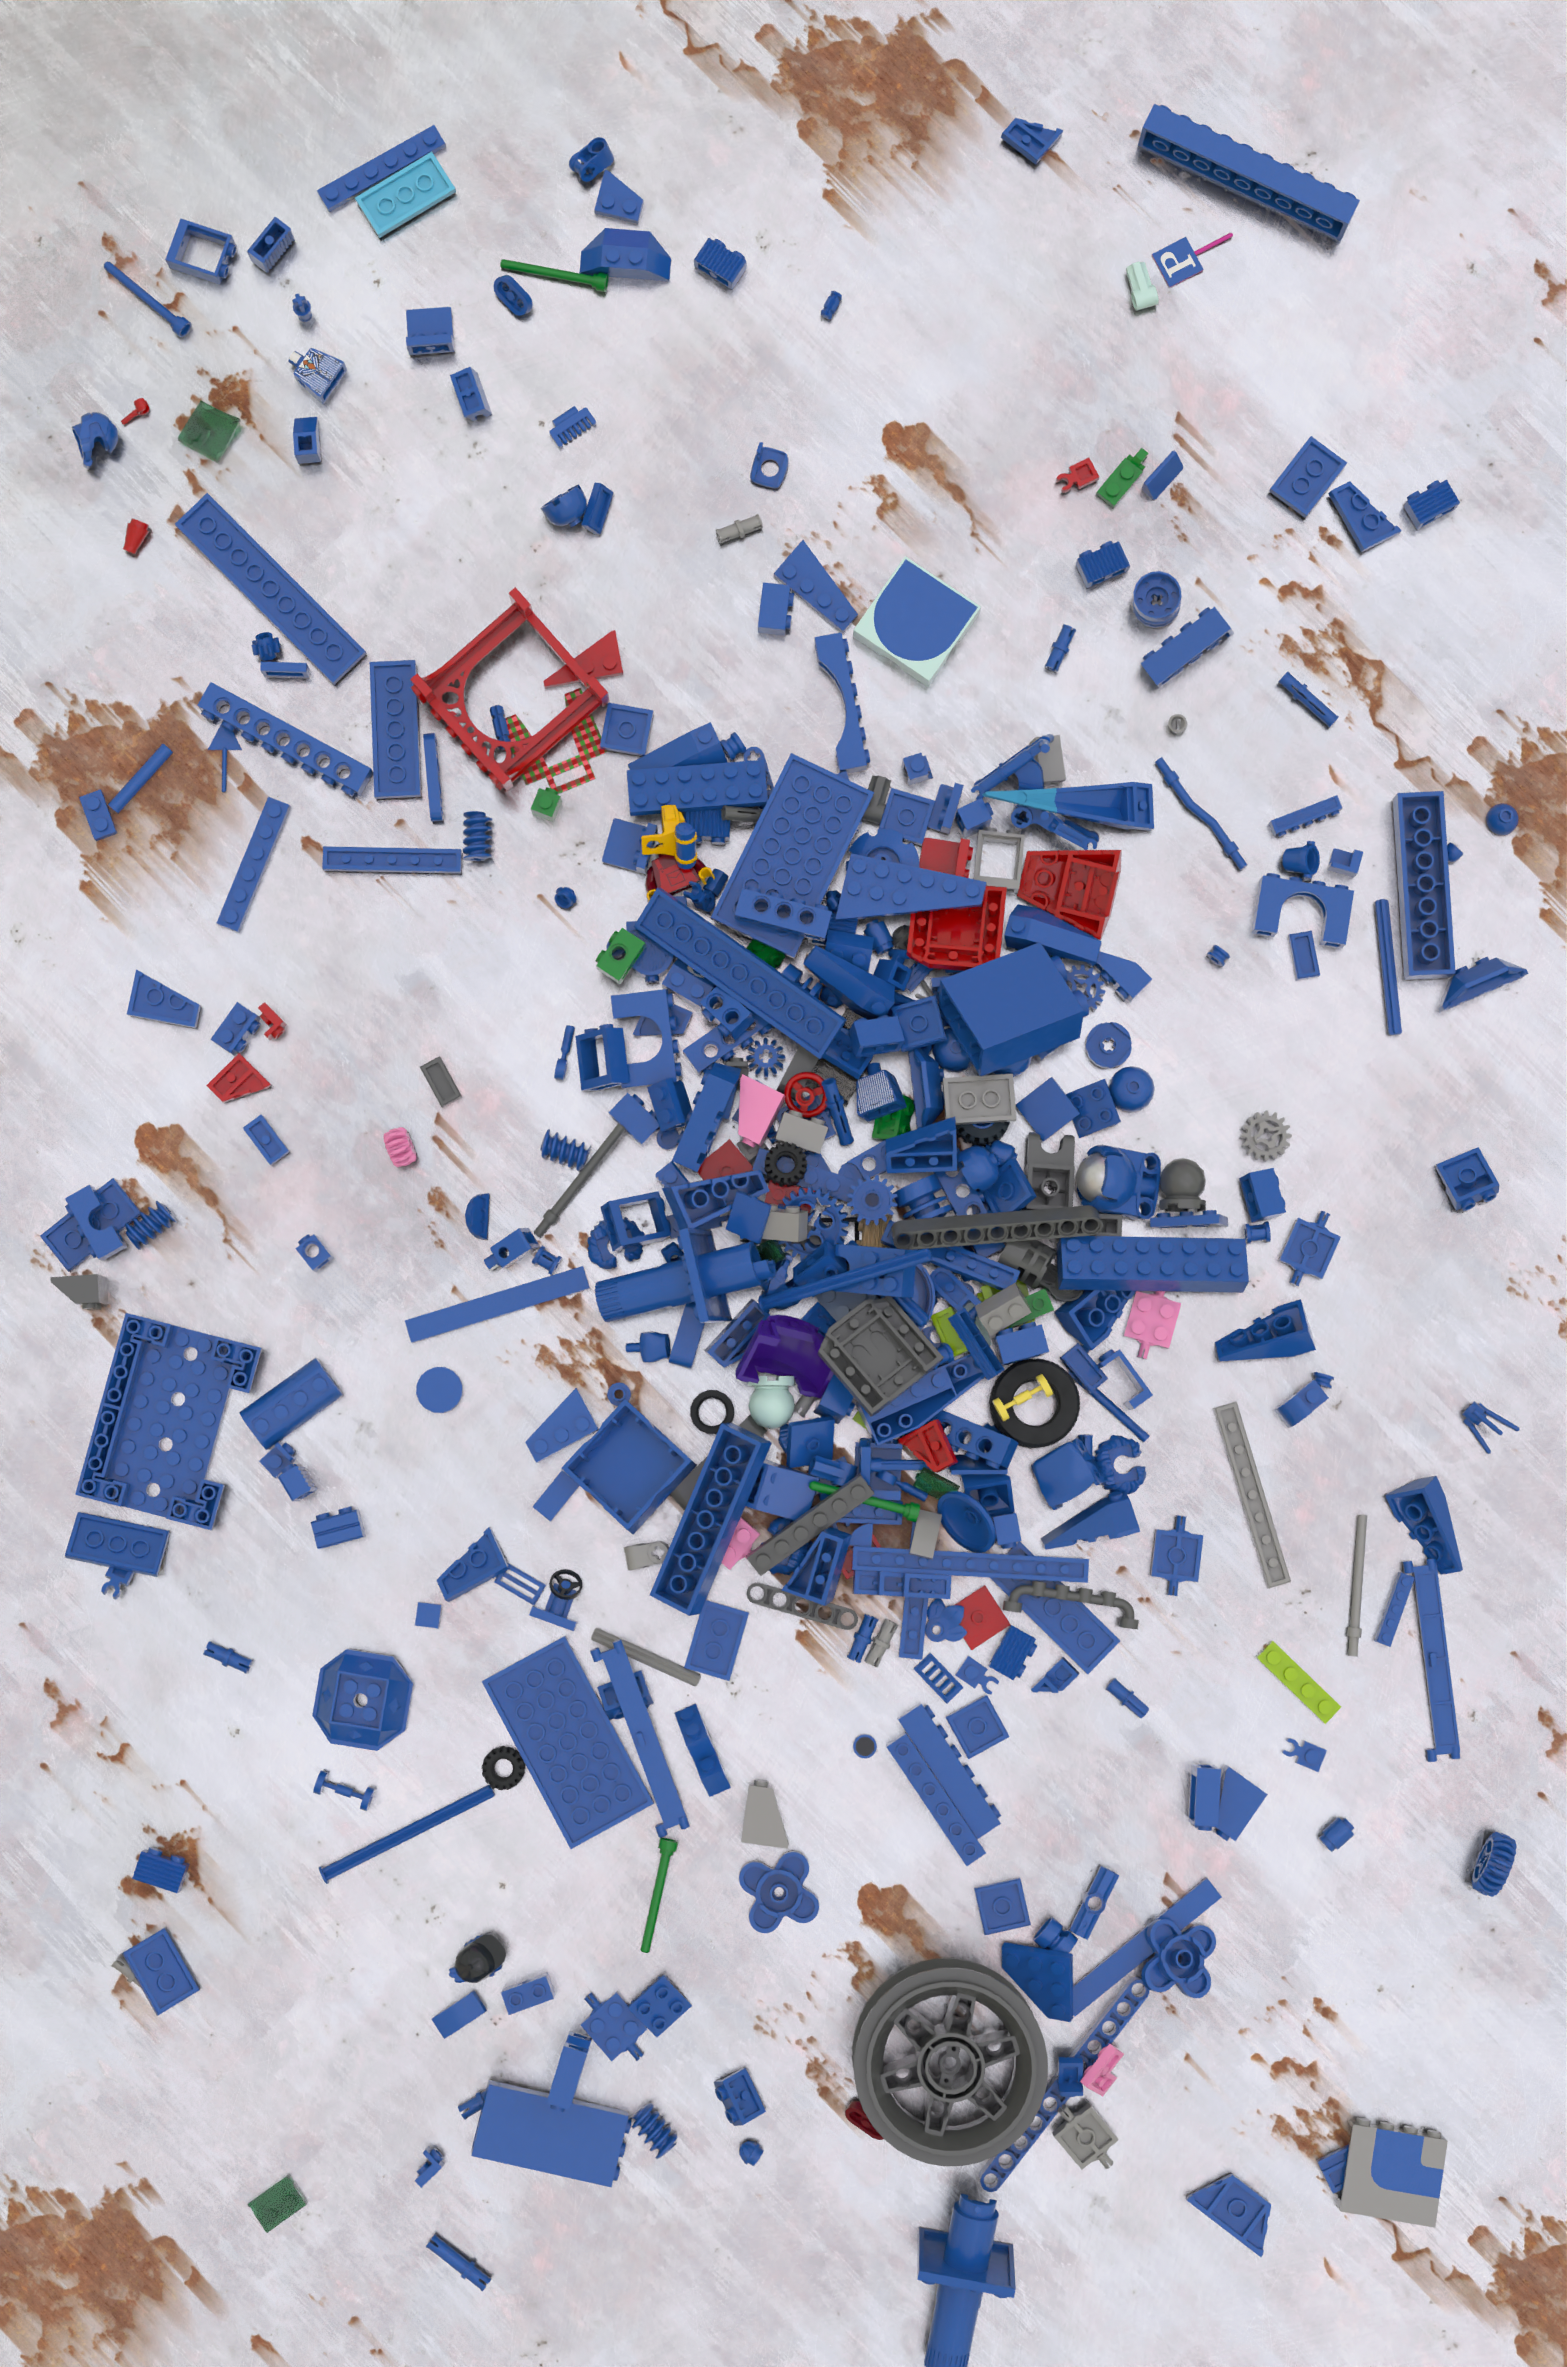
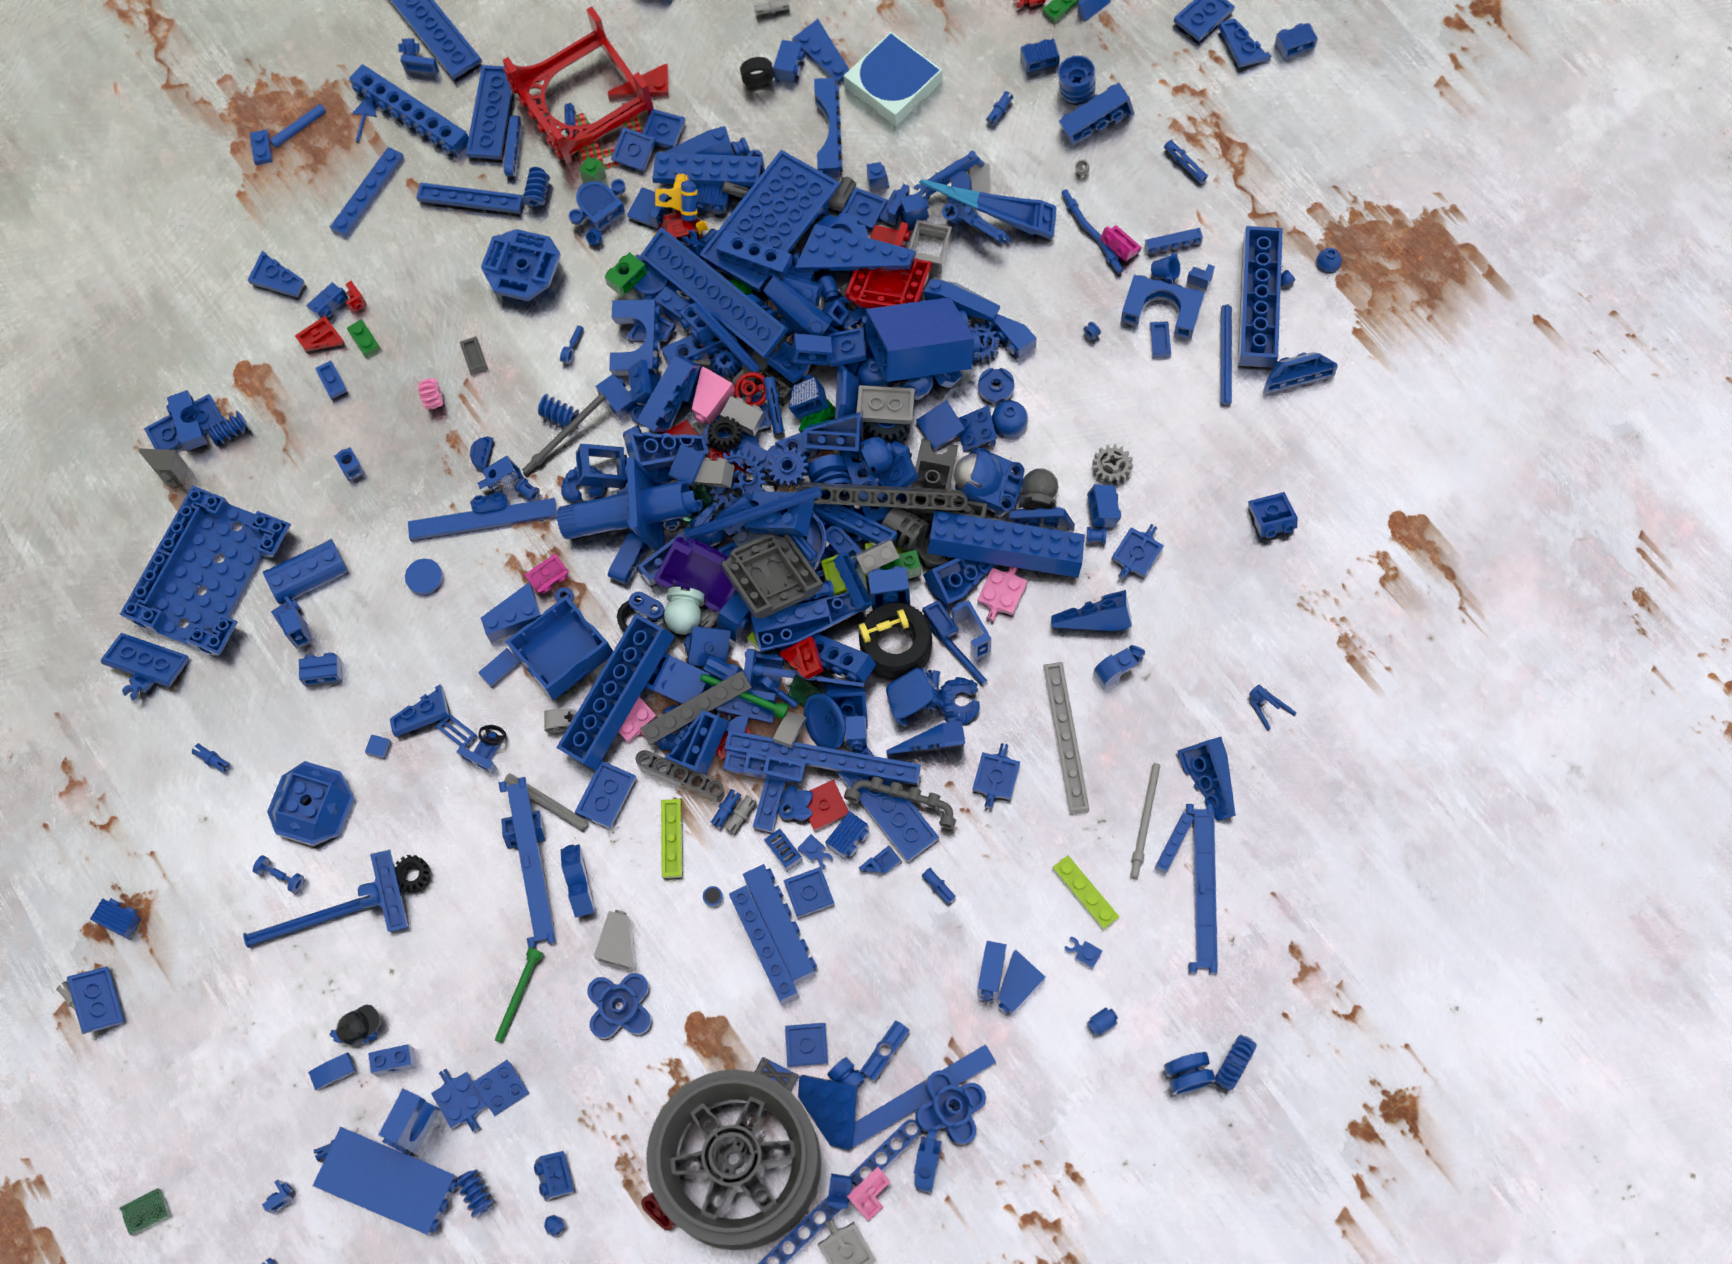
camera: 15 degrees right, 15 degrees down
(294, 1075) = (363, 338): none -> green plate
(466, 934) = (518, 249): none -> blue piece
(478, 1798) = (384, 891): none -> blue plate
(502, 1283) = (489, 502): none -> blue plate
(561, 850) = (598, 203): none -> blue piece
(568, 1742) = (468, 861): blue plate -> none
(593, 765) = (633, 149): none -> blue plate
(593, 1370) = (547, 573): none -> dark pink bracket
(614, 1058) = (604, 335): blue window -> none
(652, 1346) = (597, 563): blue piece -> none
(725, 1399) = (645, 605): none -> blue plate
(737, 635) = (758, 79): none -> black tyre
(766, 1034) = (725, 337): none -> blue axle
(804, 1683) = (671, 838): none -> lime plate
(973, 1946) = (778, 1073): none -> tile
(1073, 885) = (985, 265): red wedge -> none
(1162, 2025) = (927, 1162): none -> blue piece
(1239, 828) = (1120, 242): none -> dark pink bracket
(1444, 1884) = (1189, 1073): none -> blue wheel

